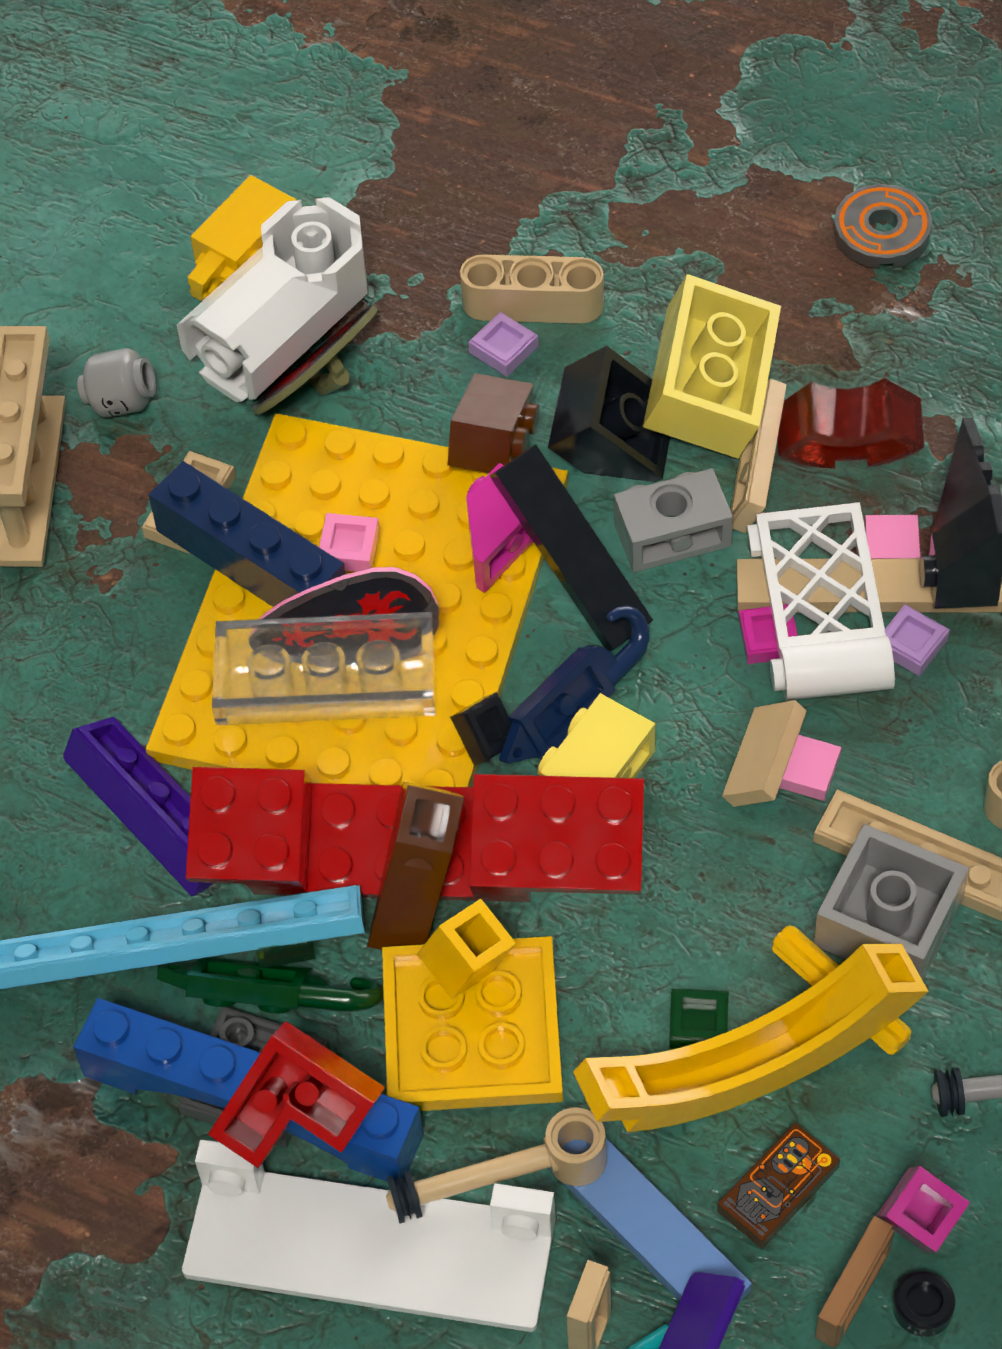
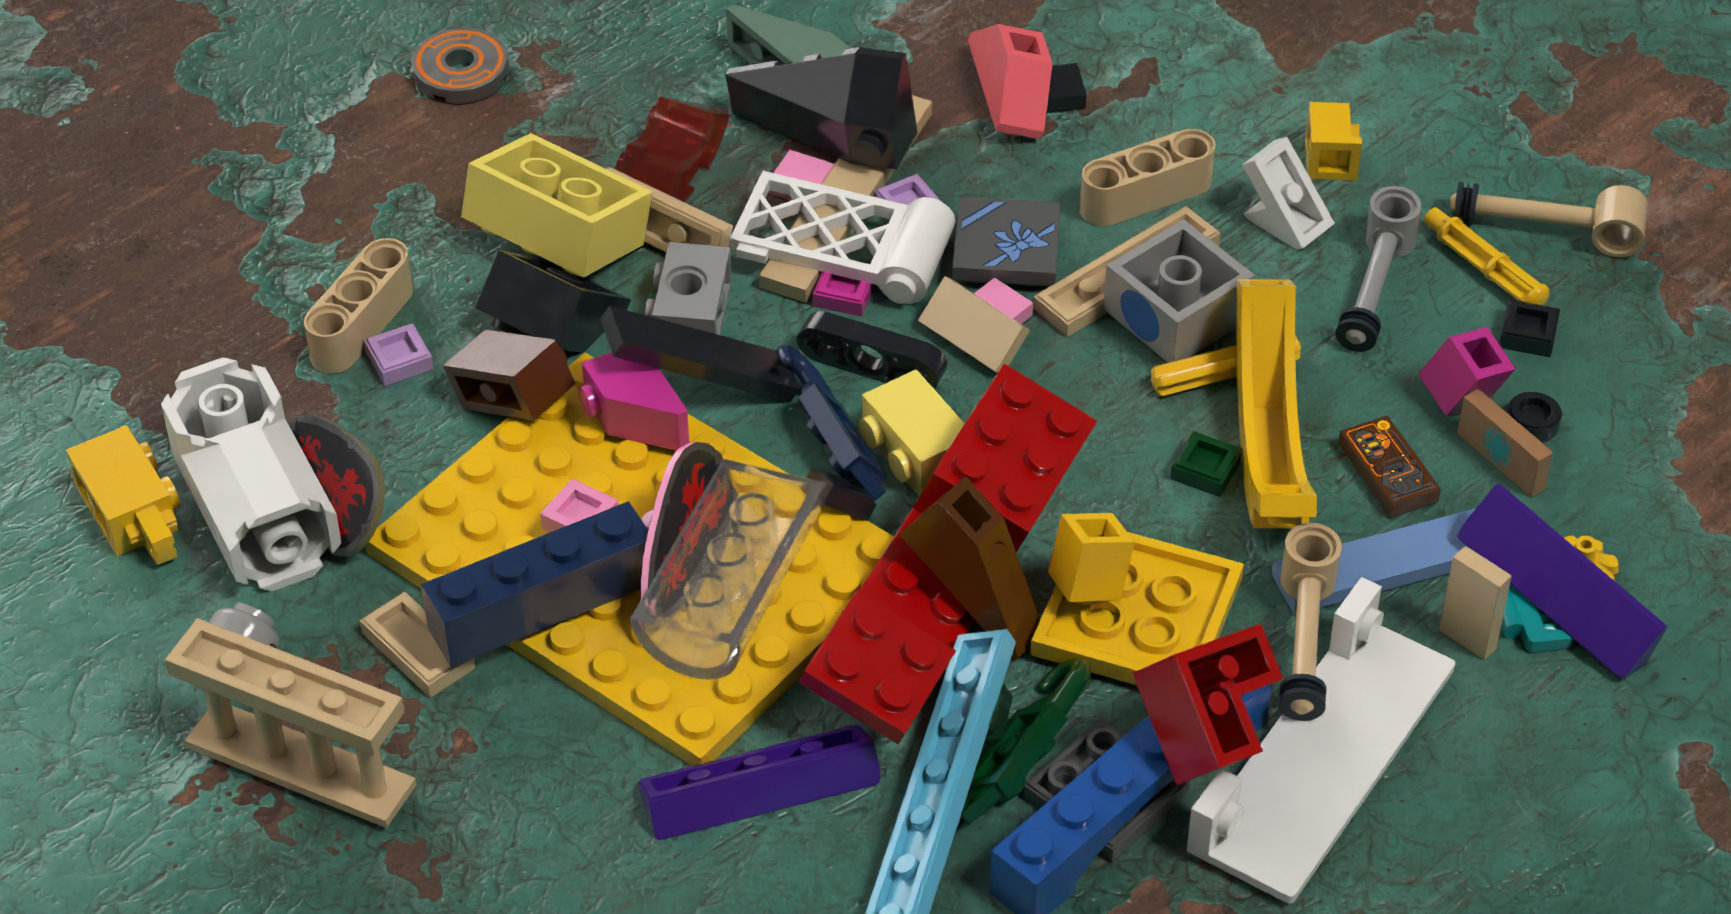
camera: 70 degrees left, 10 degrees down
(684, 686) = (826, 339): none -> black beam
(897, 738) = (1006, 241): none -> dark grey tile

